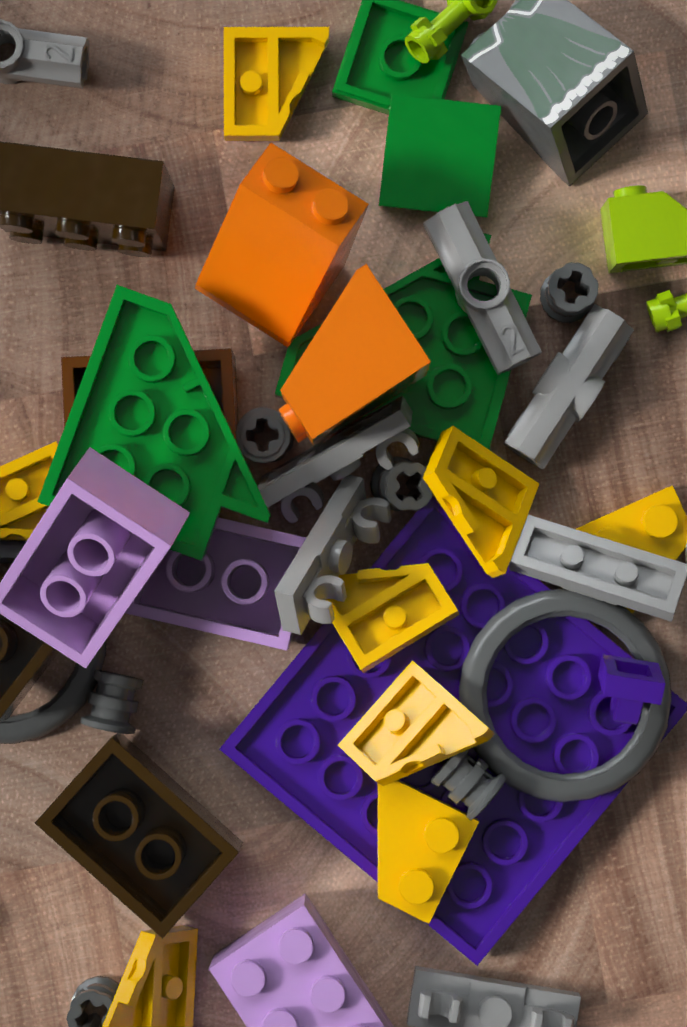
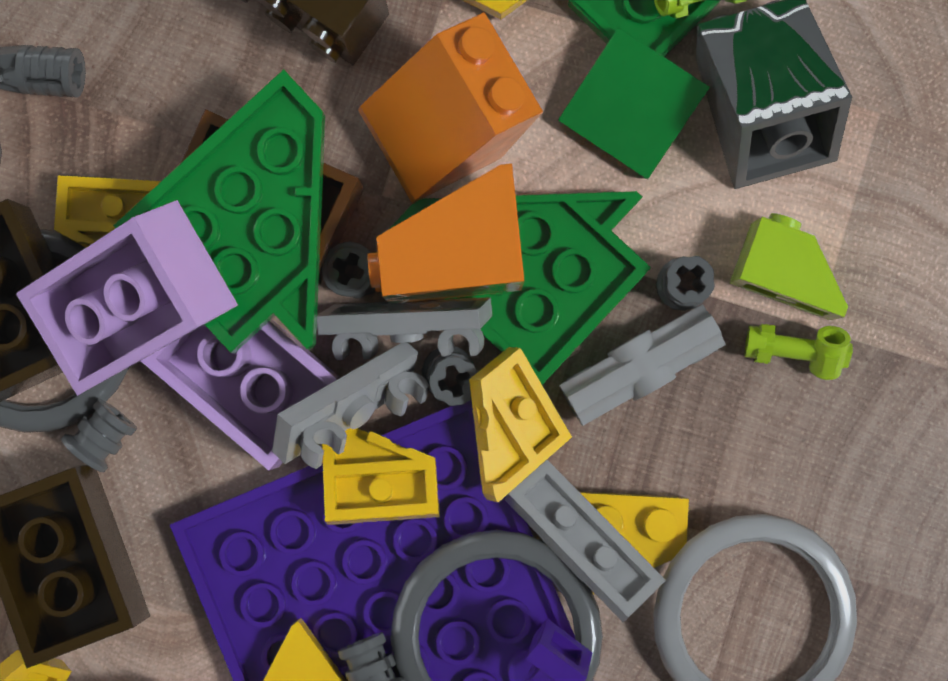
camera: 30 degrees right, 0 degrees up
(412, 728) = (344, 597): yellow wing -> none
(467, 255) = (609, 203): light grey piece -> none

